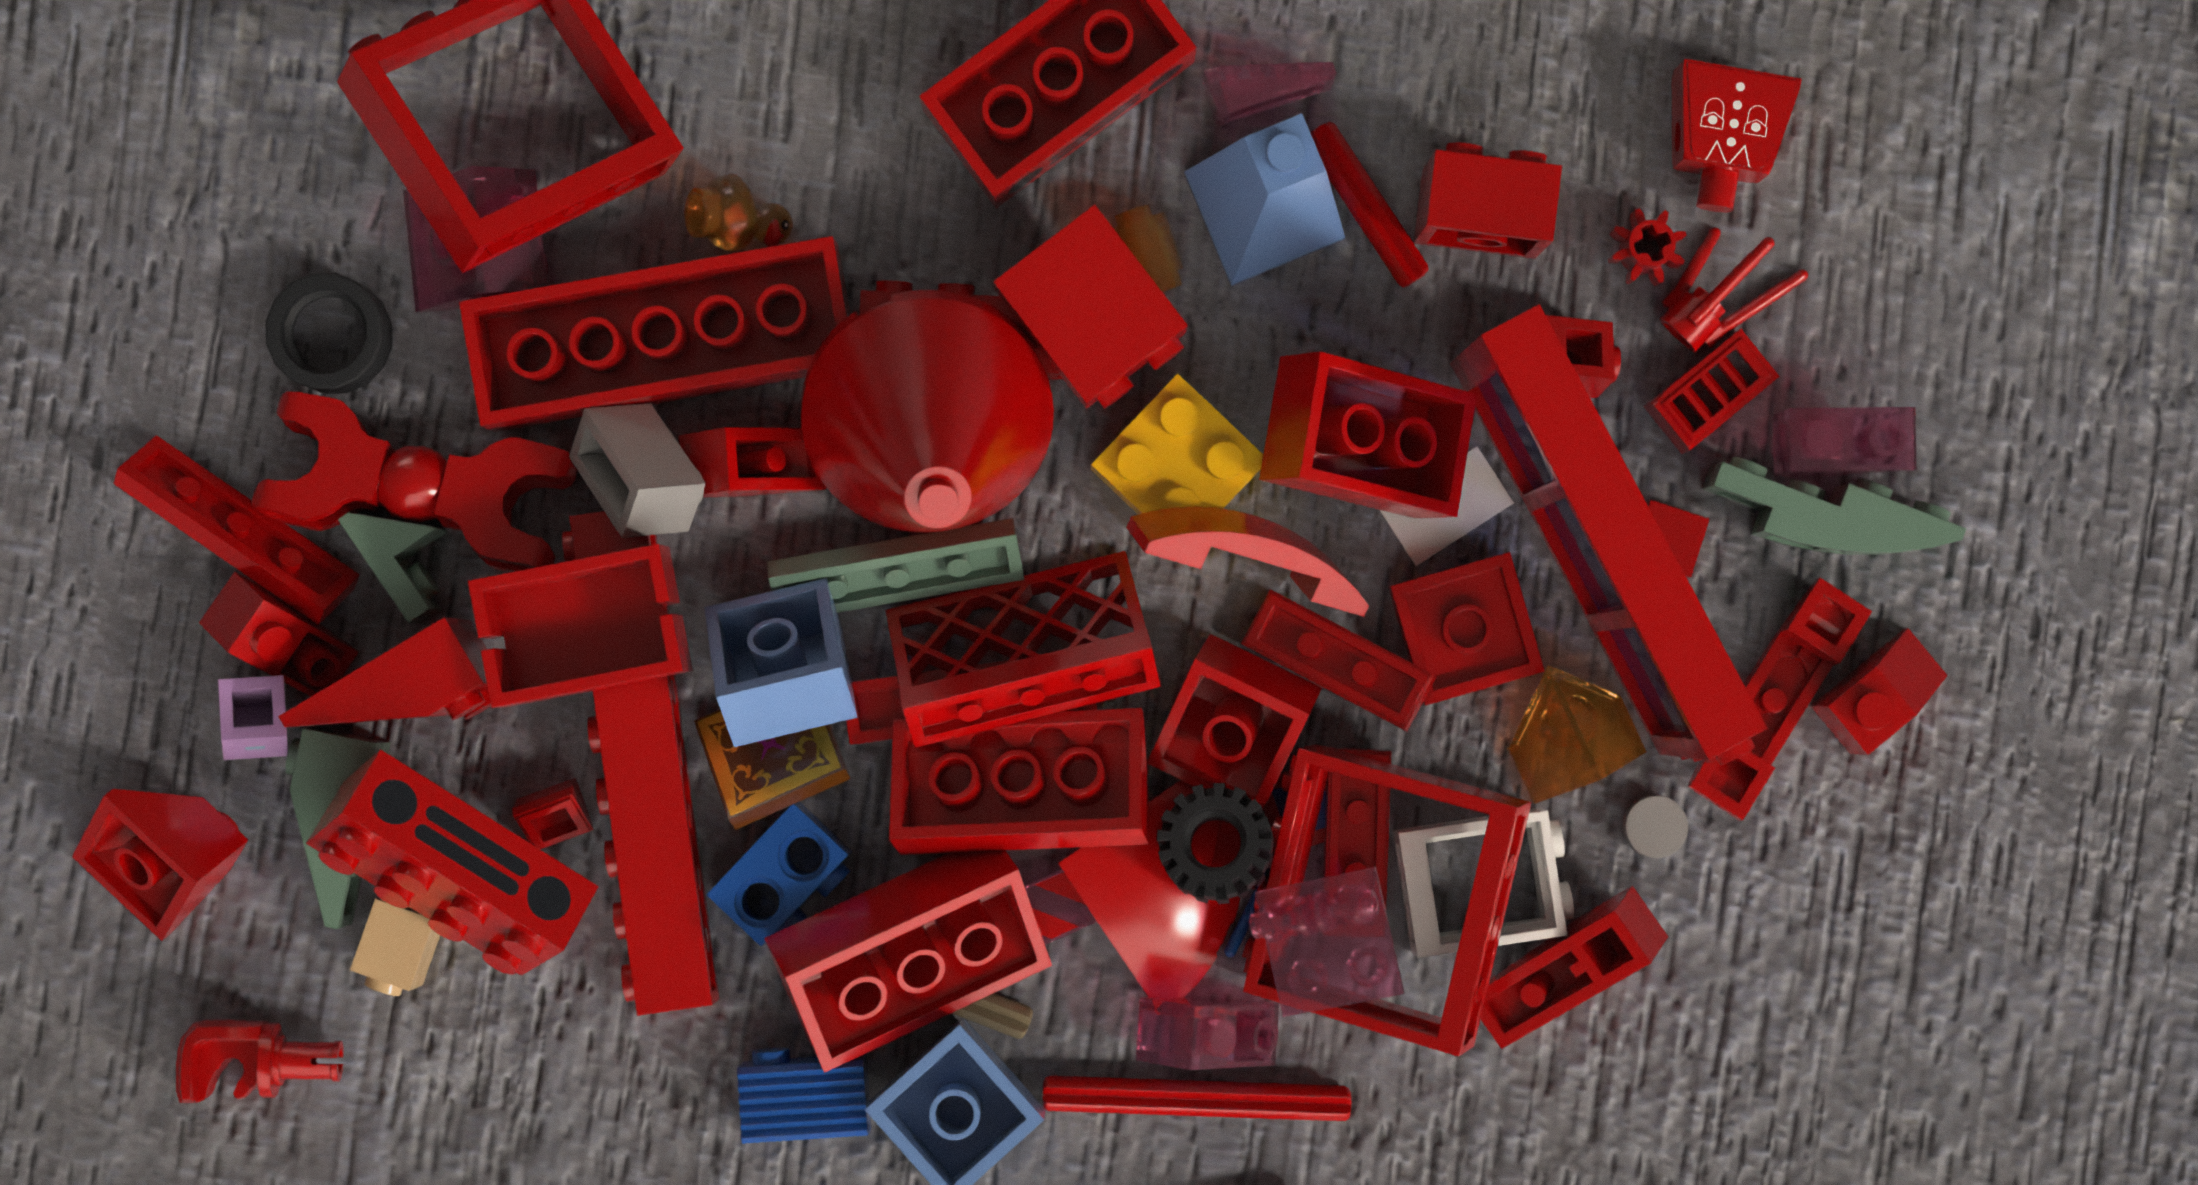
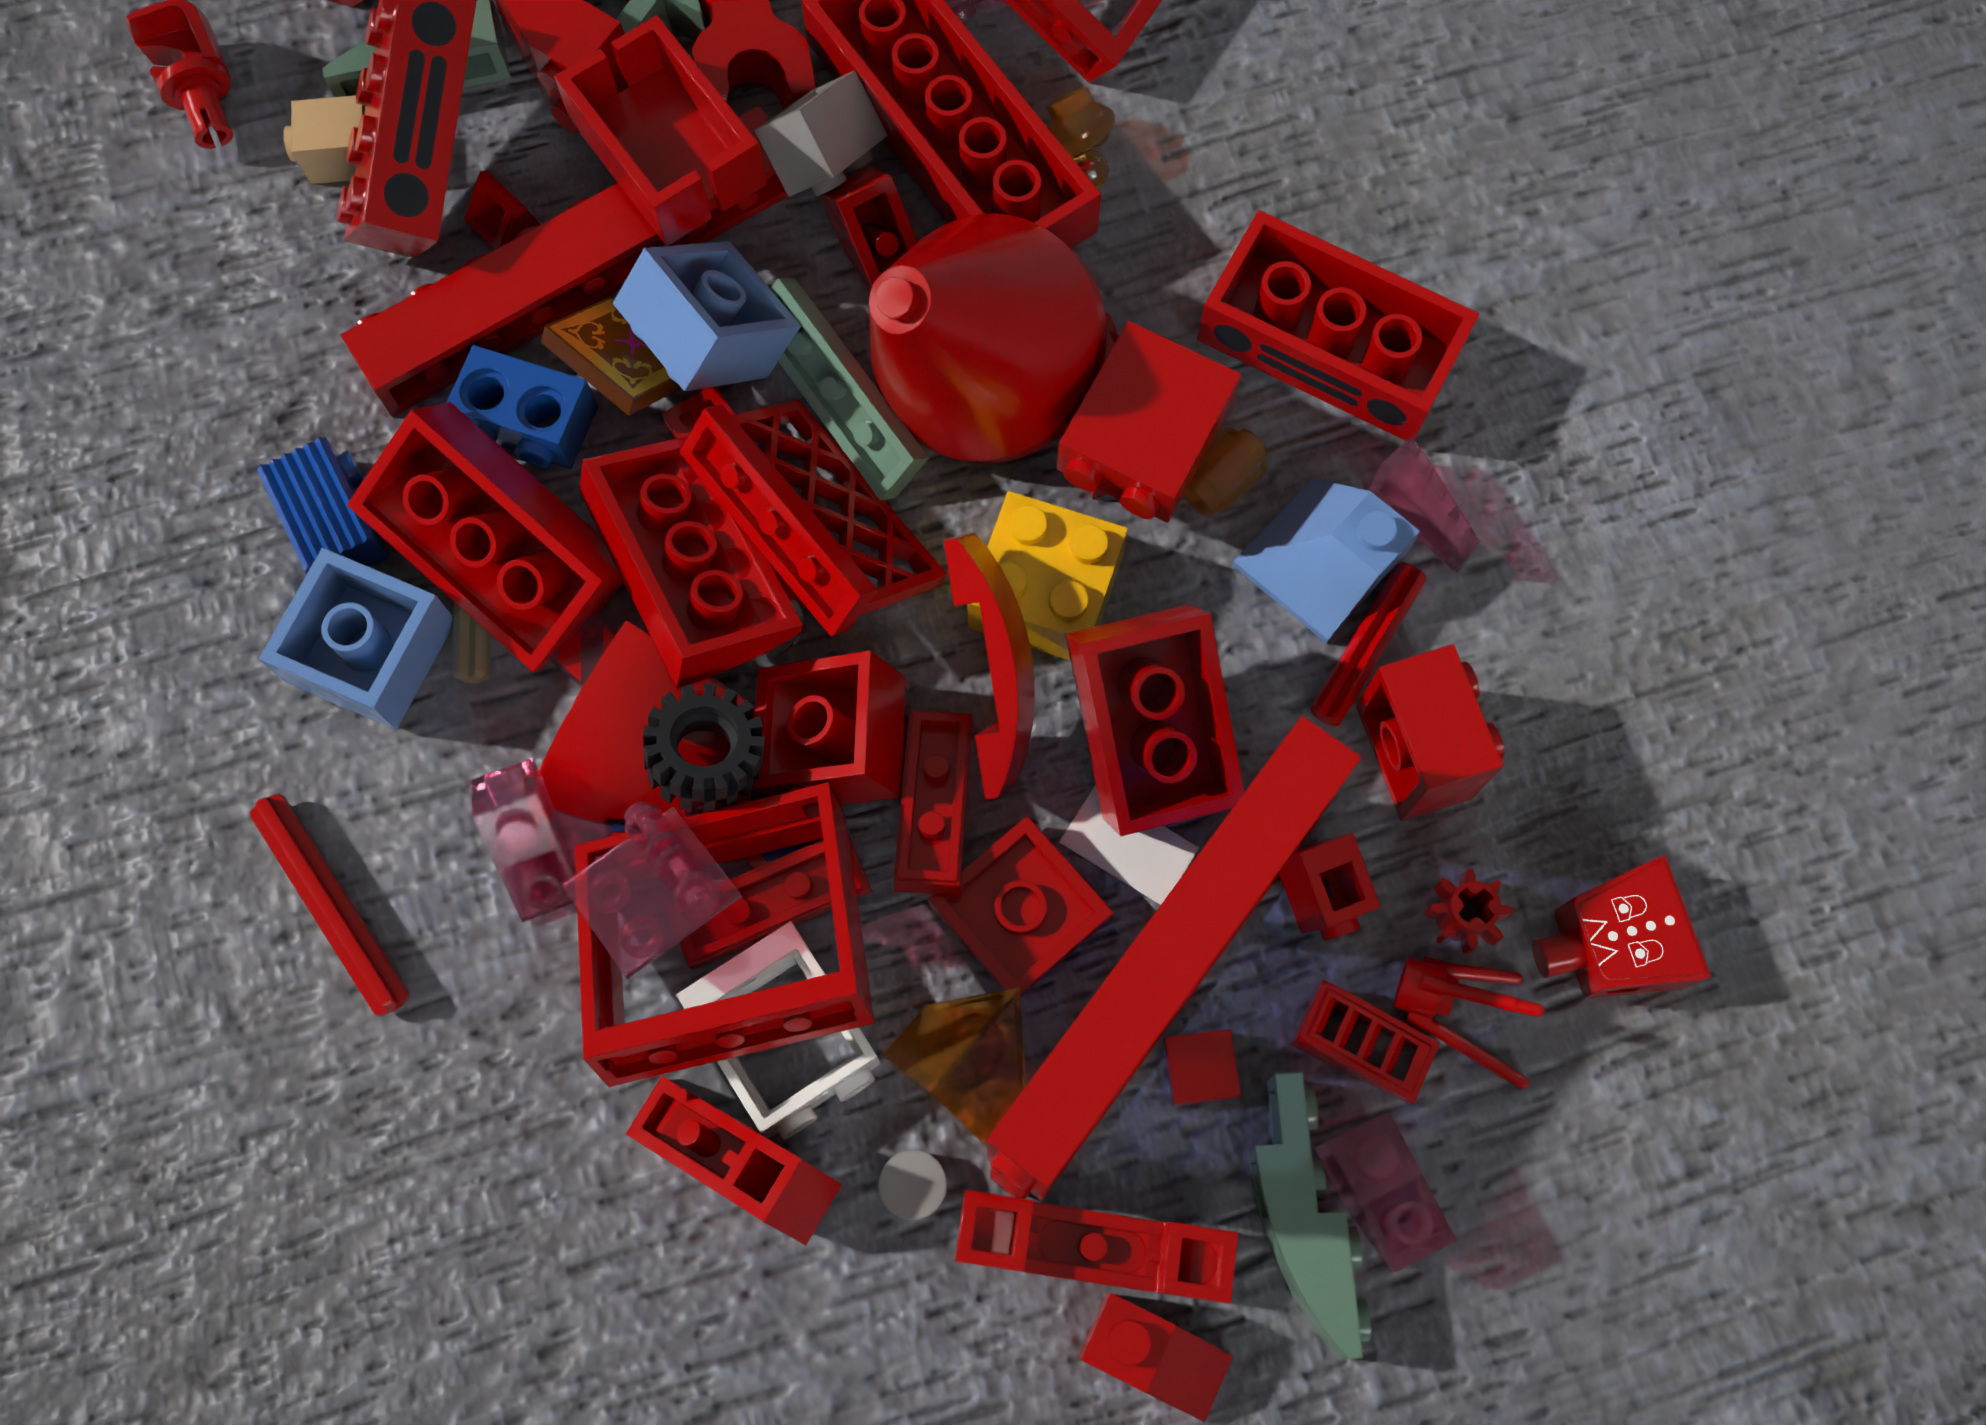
camera: 70 degrees right, 15 degrees down
(1196, 1098) = (461, 864): red axle -> none

